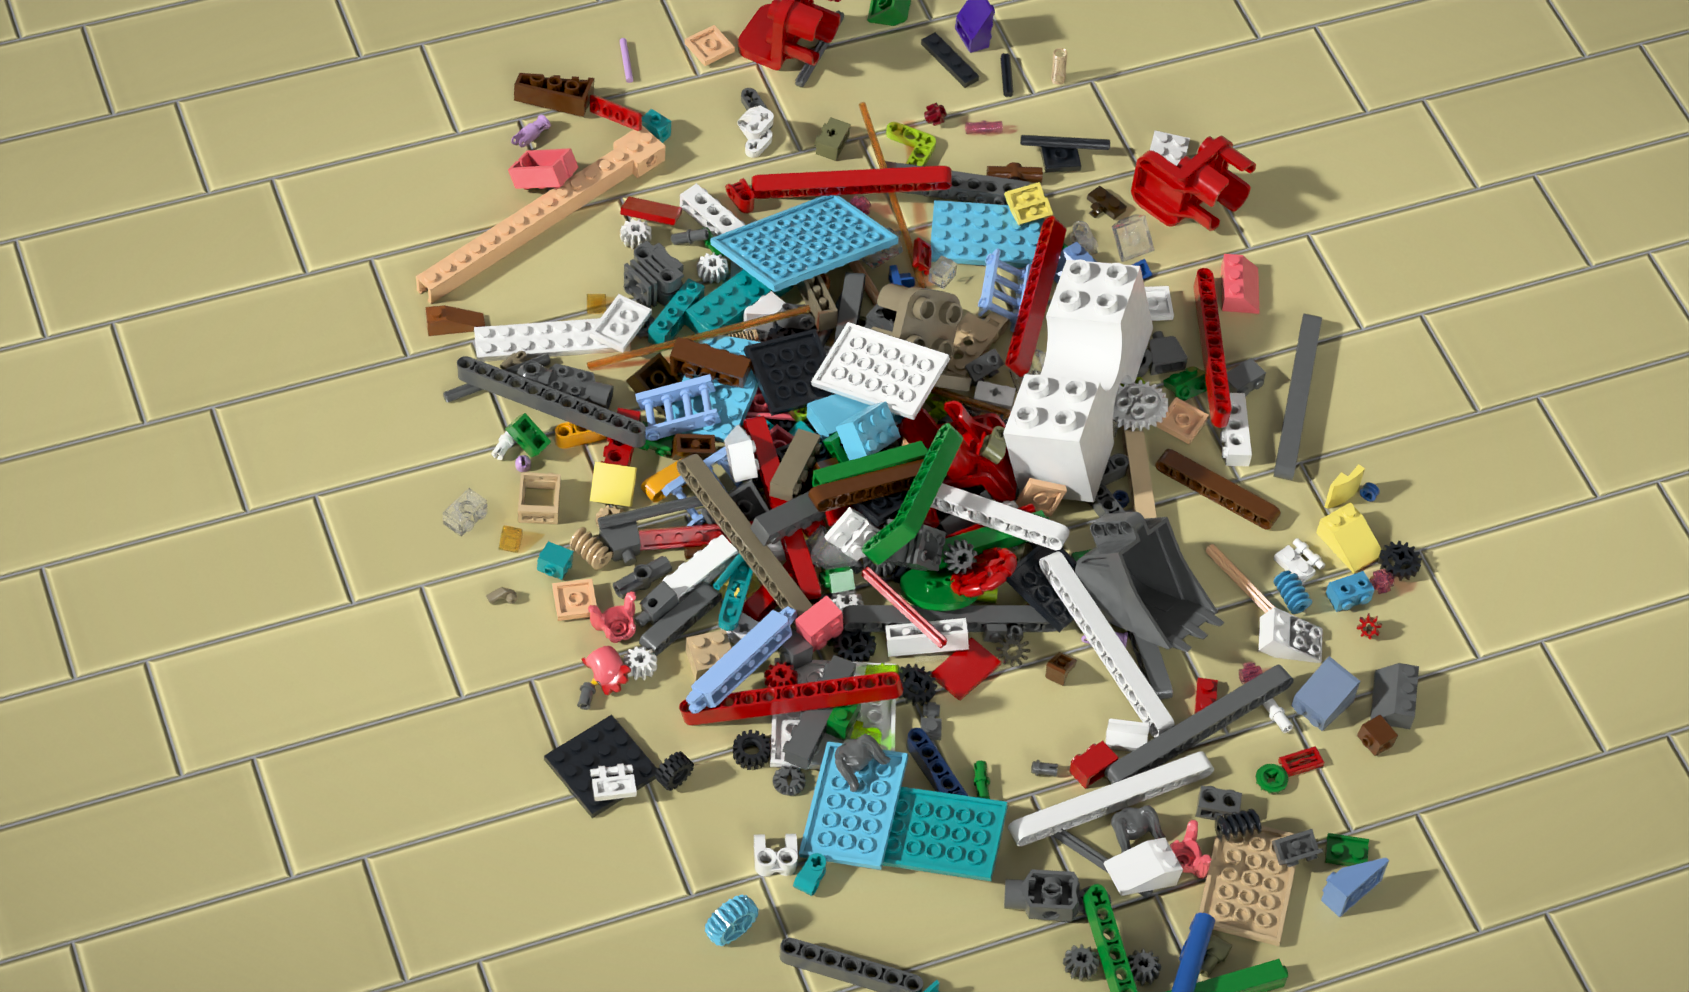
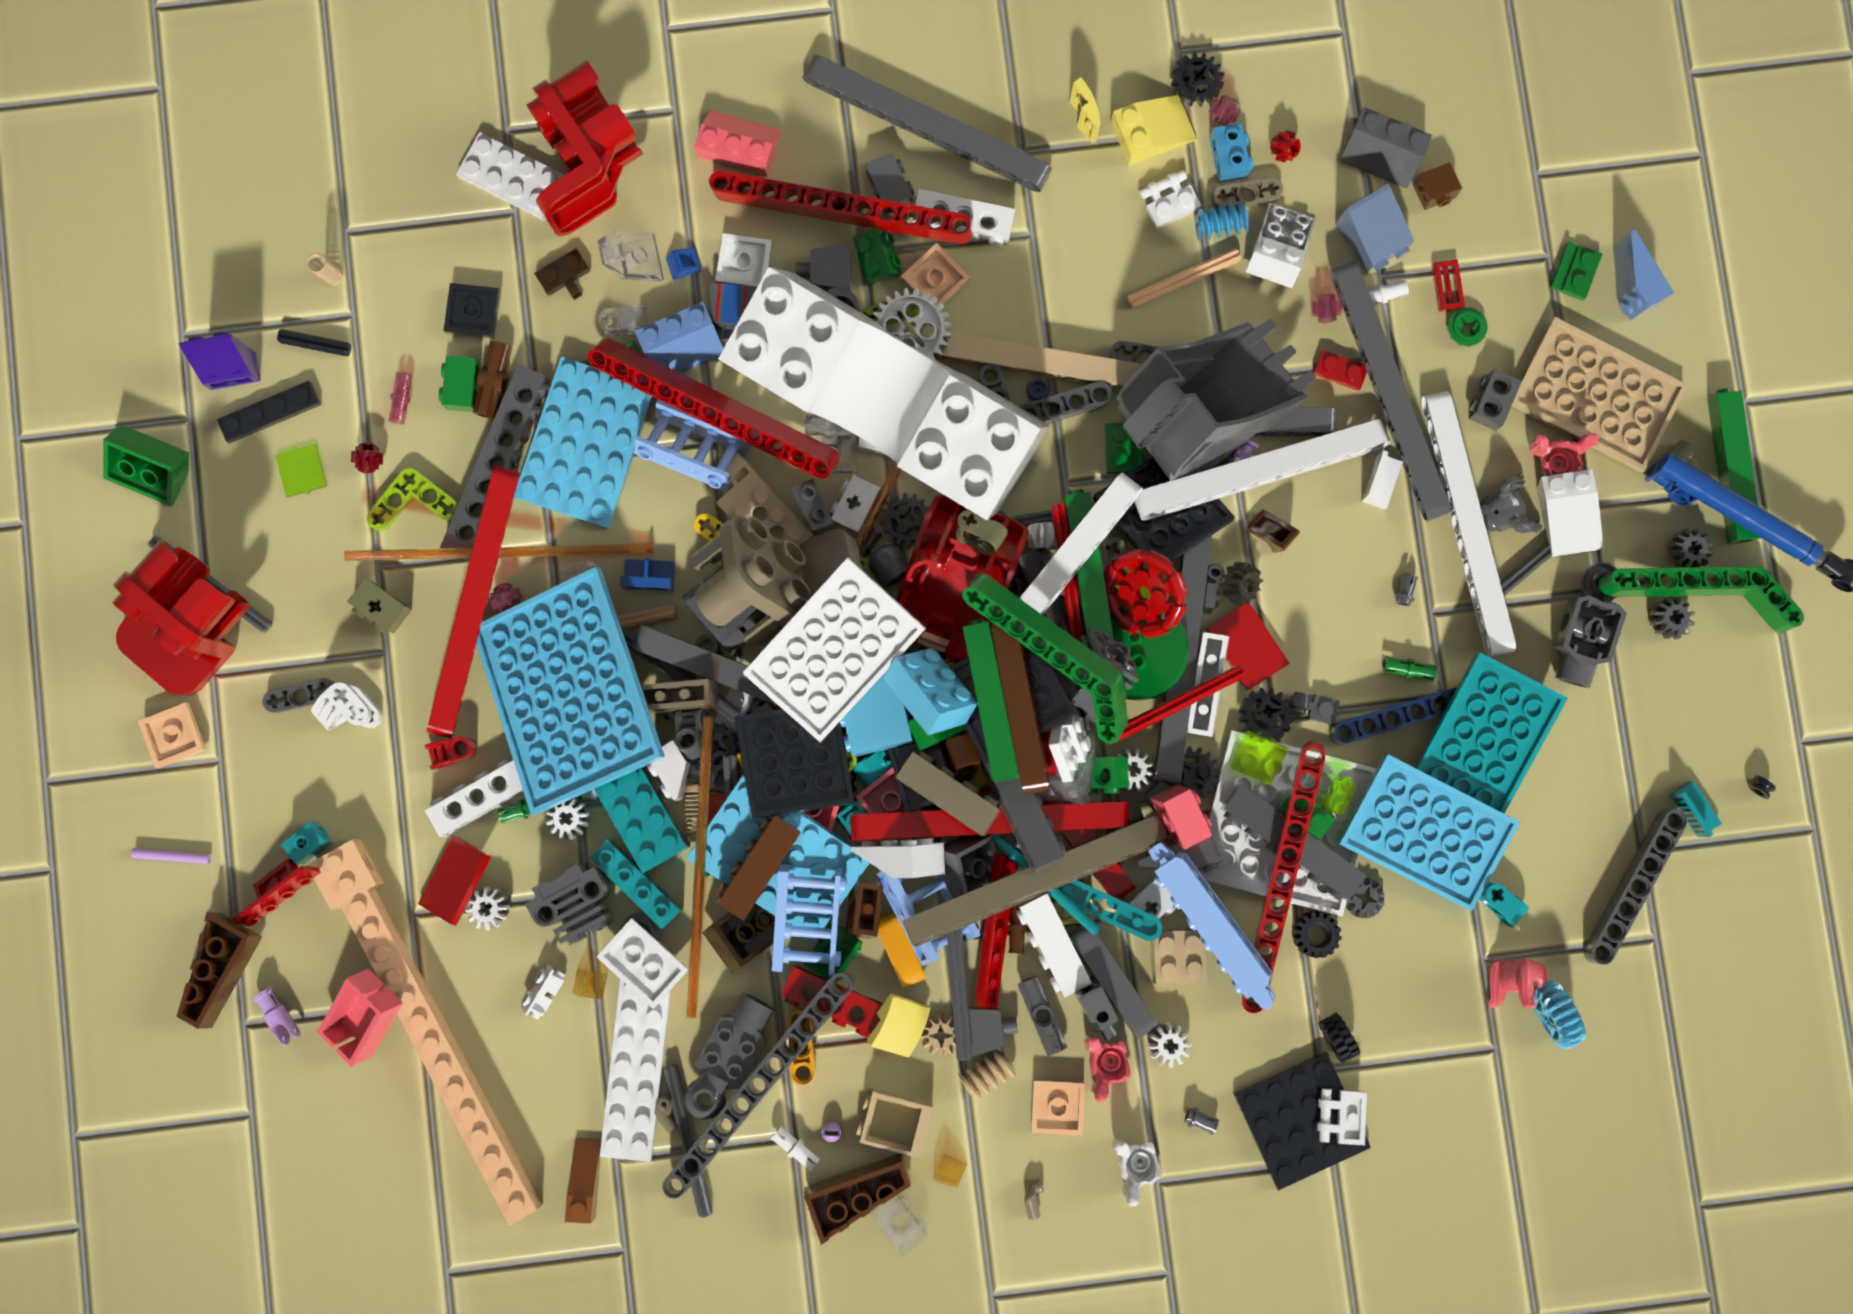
camera: 75 degrees left, 30 degrees up
(475, 471) = (853, 1194): none -> reddish brown wedge
(528, 435) = (803, 1122): green brick -> none
(541, 651) = (1136, 1173): none -> white hair
(555, 560) = (998, 1122): teal head -> none
(577, 272) = (545, 982): none -> white hinge
(607, 669) = (1174, 1089): coral piece -> none
(690, 236) = (509, 837): dark grey axle -> none
(754, 883) = (1515, 976): none -> coral hair
(776, 859) = (1471, 940): white piece -> none
(780, 675) = (1242, 885): red gear -> none
(855, 755) = (1386, 819): dark grey hair -> none
(914, 84) = (301, 471): none -> clear neon green piece
(921, 258) = (607, 537): red tile -> none
(942, 272) = (637, 516): clear brick -> none
(960, 563) = (1122, 617): dark grey gear -> none
(1005, 153) = (459, 383): none -> green brick
(1028, 203) = (557, 376): light yellow slope -> none
(1042, 495) = (1031, 491): light nougat plate -> none
(1065, 142) = (457, 298): black axle -> none
(1092, 764) = (1413, 530): red brick -> none
(1218, 489) = (1048, 266): reddish brown beam -> none
(1237, 823) = (1539, 387): black piece -> none
(1296, 847) = (1583, 328): dark grey bracket -> none
(1323, 620) = (1266, 197): none -> dark tan beam
(1369, 491) = (1091, 80): blue bush -> none

